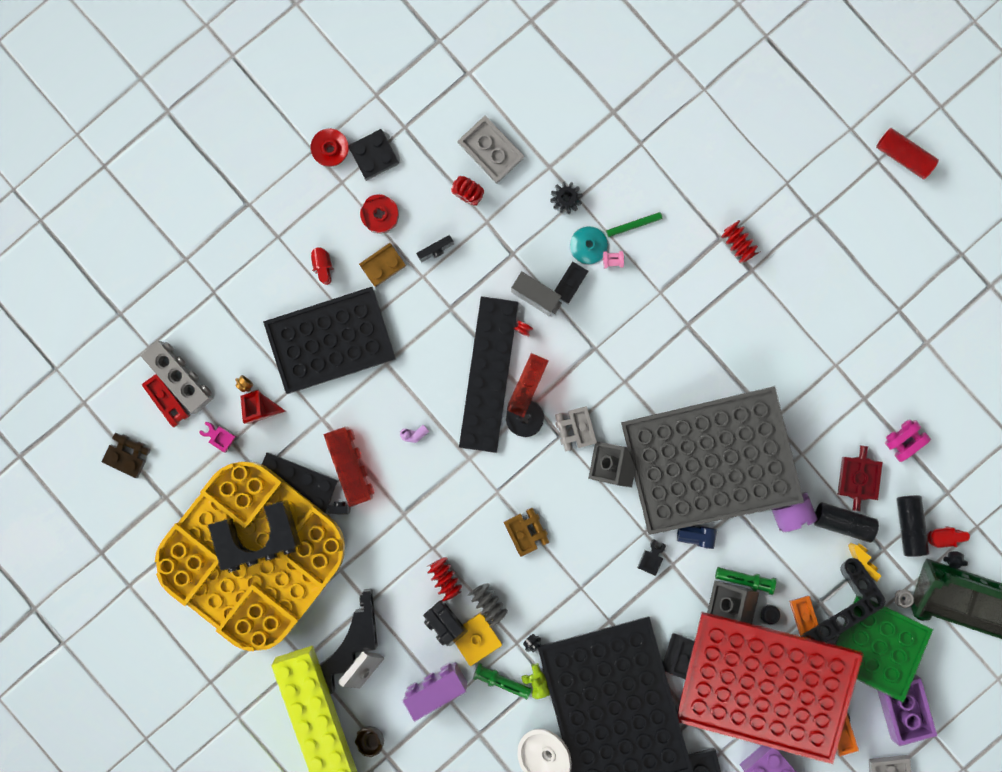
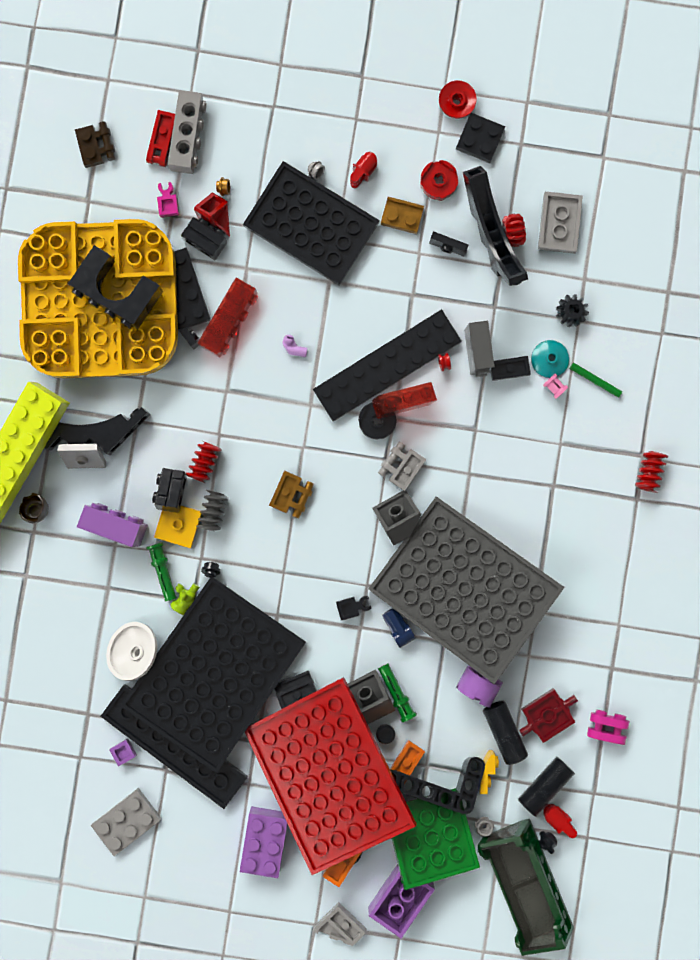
camera: 40 degrees right, 0 degrees up
(271, 432) = (204, 238): none -> black brick
(291, 302) = (316, 170): none -> light grey plate
(451, 207) = (491, 231): none -> black arch

